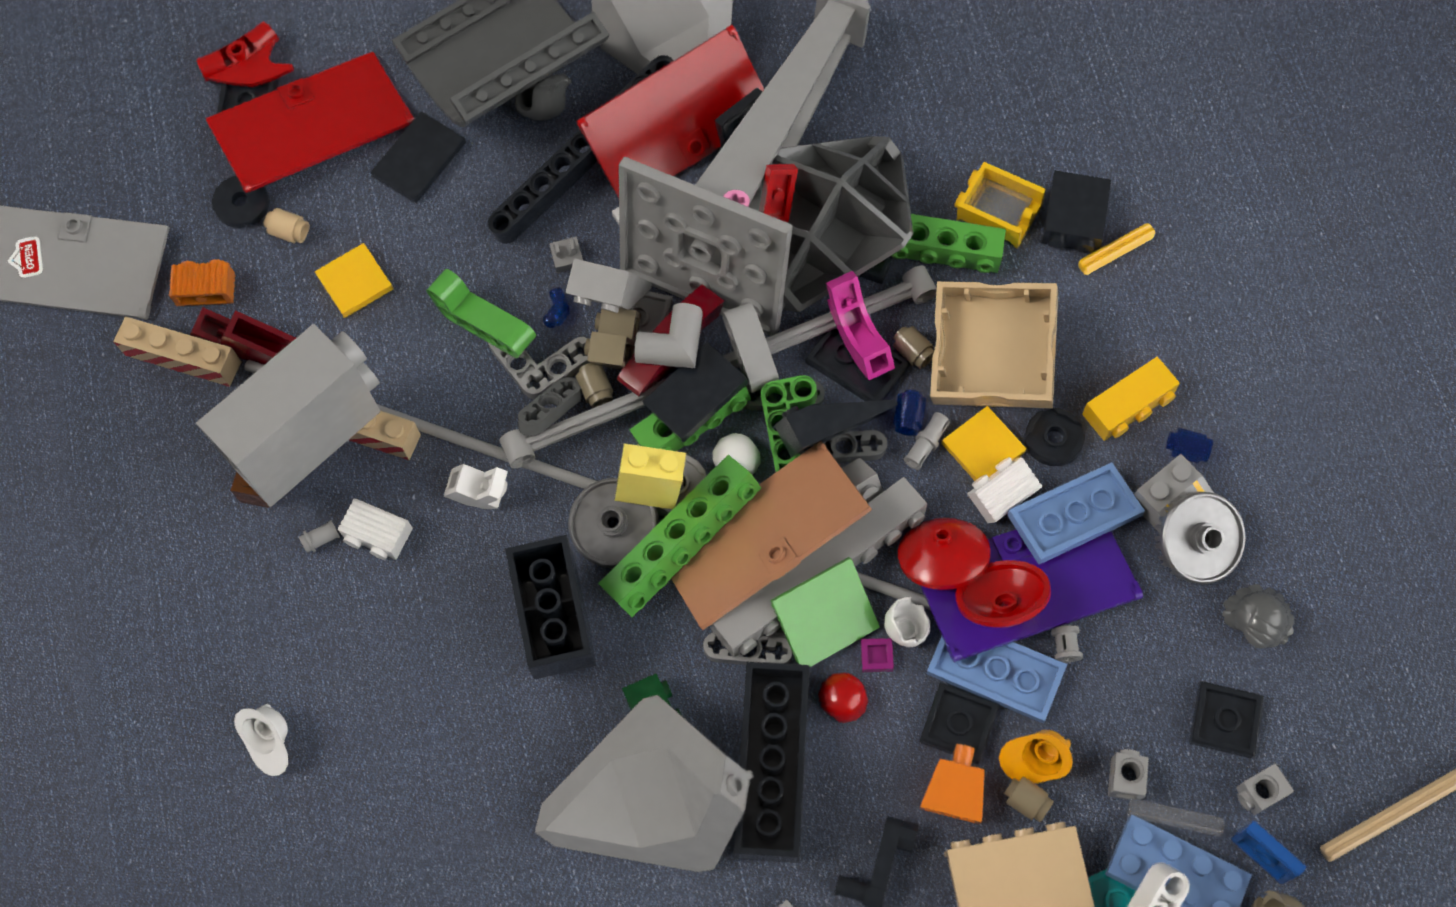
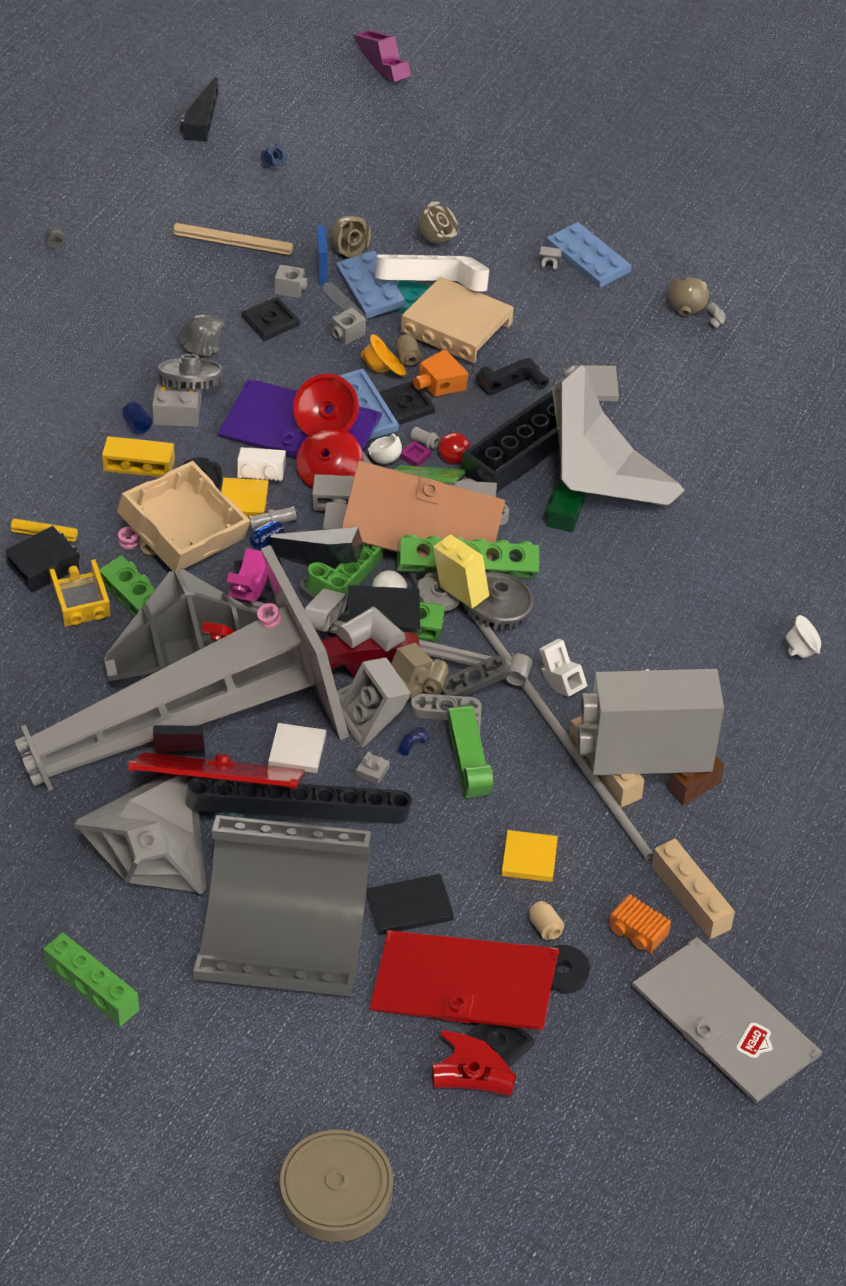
camera: 145 degrees left, 20 degrees down
(245, 335) = (637, 858): dark red slope -> none
(550, 607) = (581, 564): black brick -> none
(886, 683) = (431, 440): none -> light grey pin
(913, 346) = (223, 562): dark tan brick -> none
(1075, 513) = (237, 427): medium blue plate -> none

